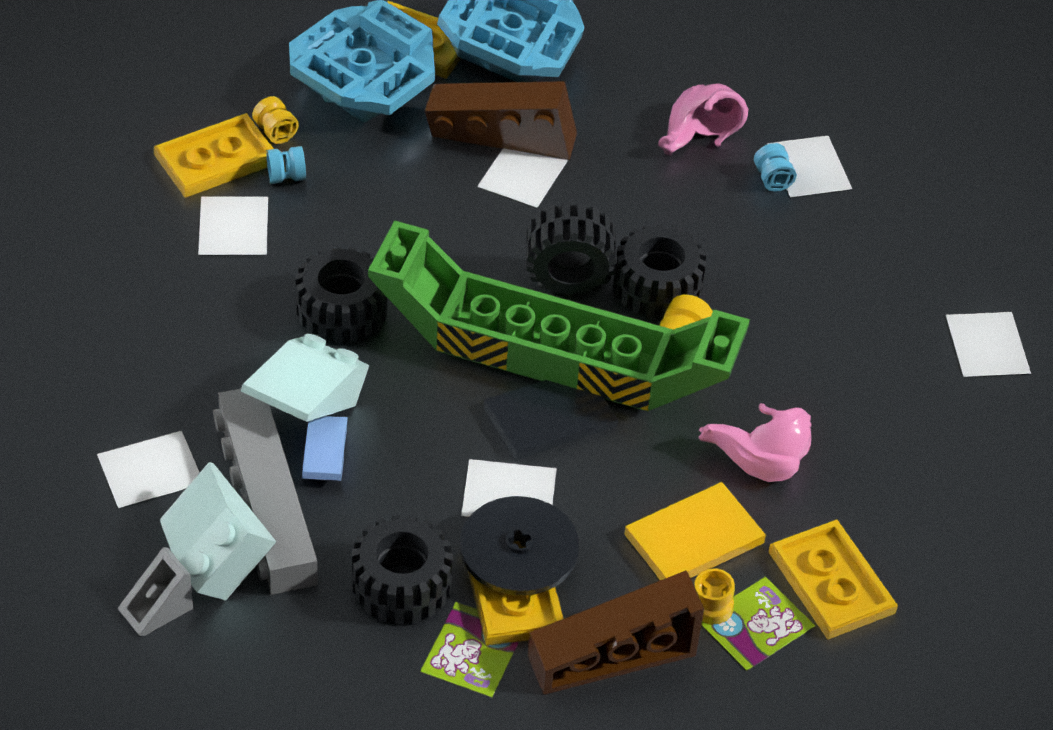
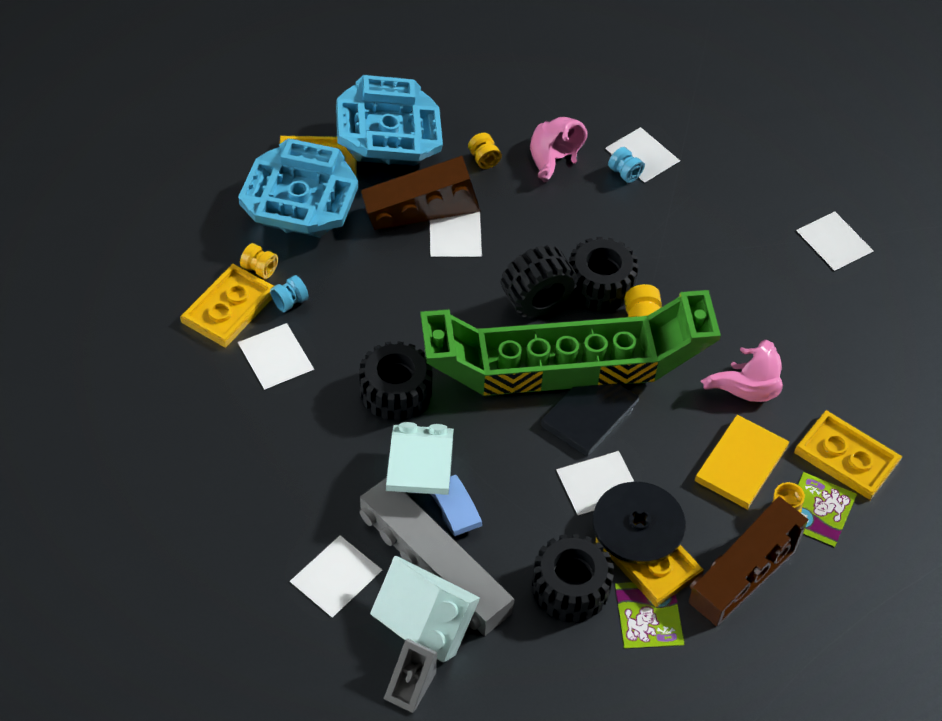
camera: 25 degrees left, 5 degrees up
(613, 94) = (484, 150): none -> yellow wheel

